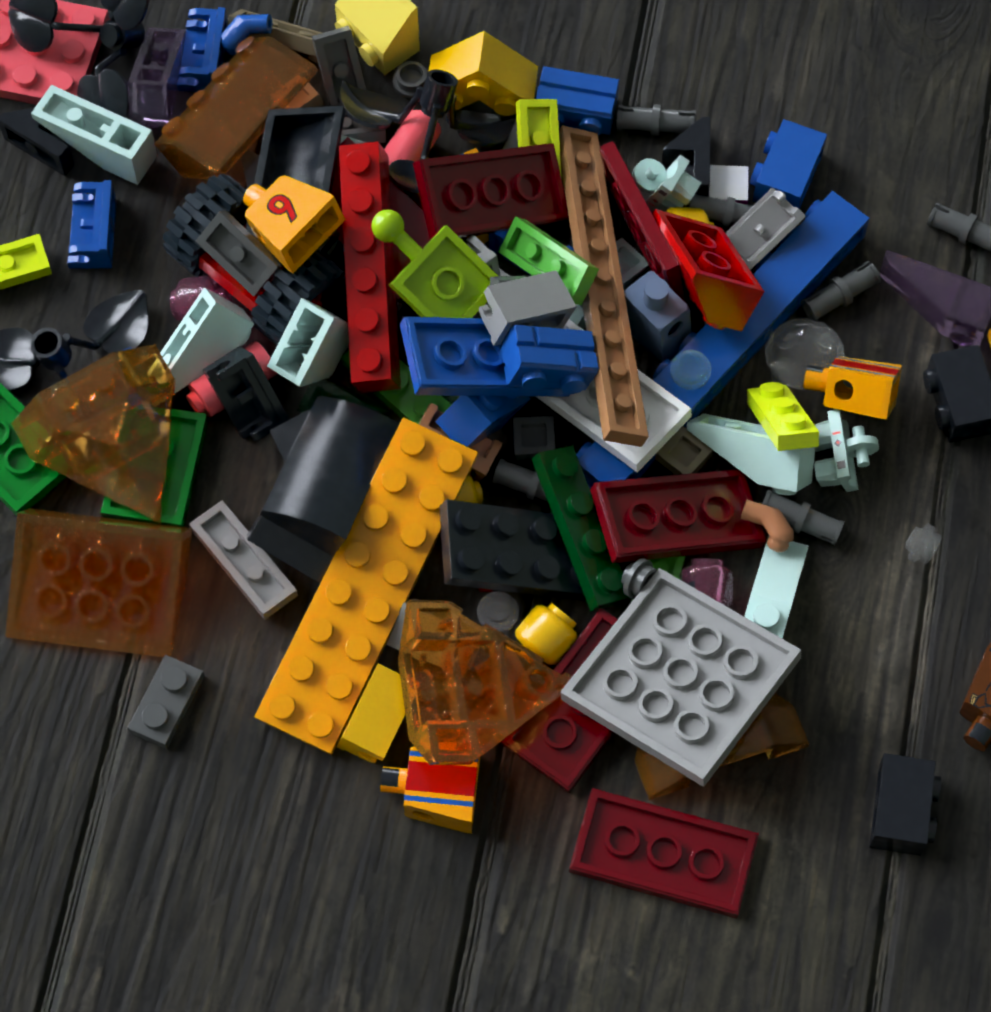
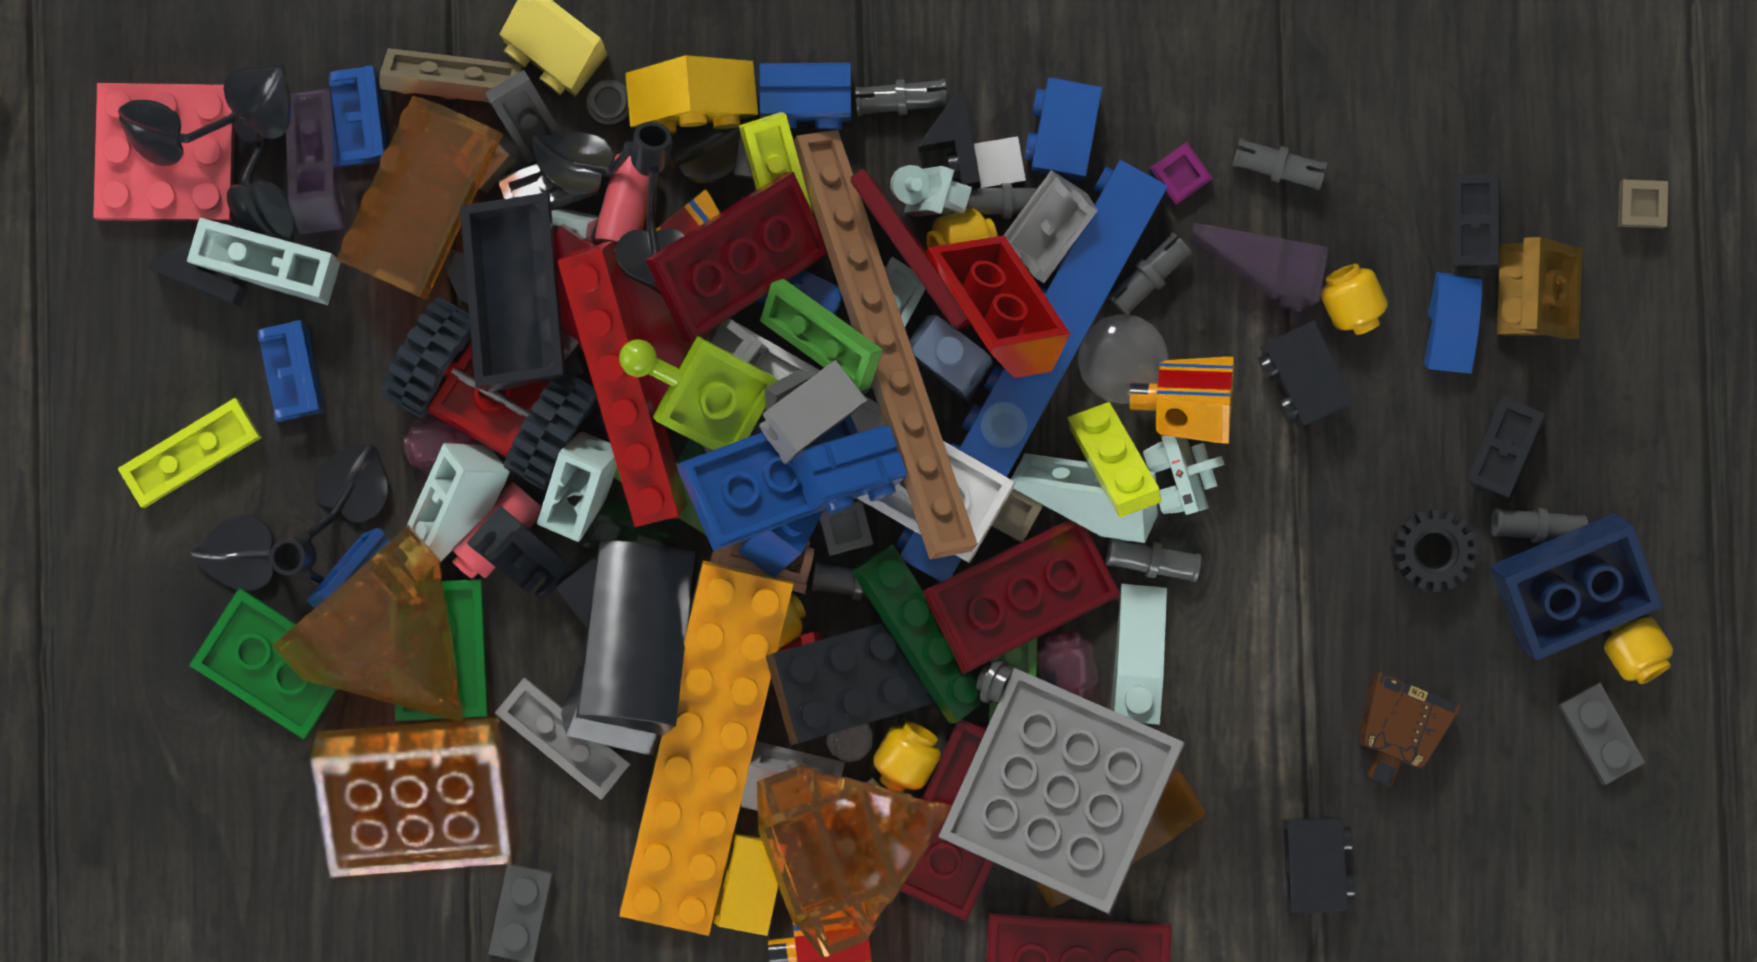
camera: 15 degrees left, 20 degrees up
(238, 252) = (475, 407): dark grey plate -> none
(242, 27) = (400, 88): blue arm -> none
(291, 219) = (524, 366): light orange torso -> none
(773, 521) = (1126, 578): nougat arm -> none
(884, 224) = (1181, 173): none -> magenta tile
(923, 543) = (1289, 563): clear plate -> none

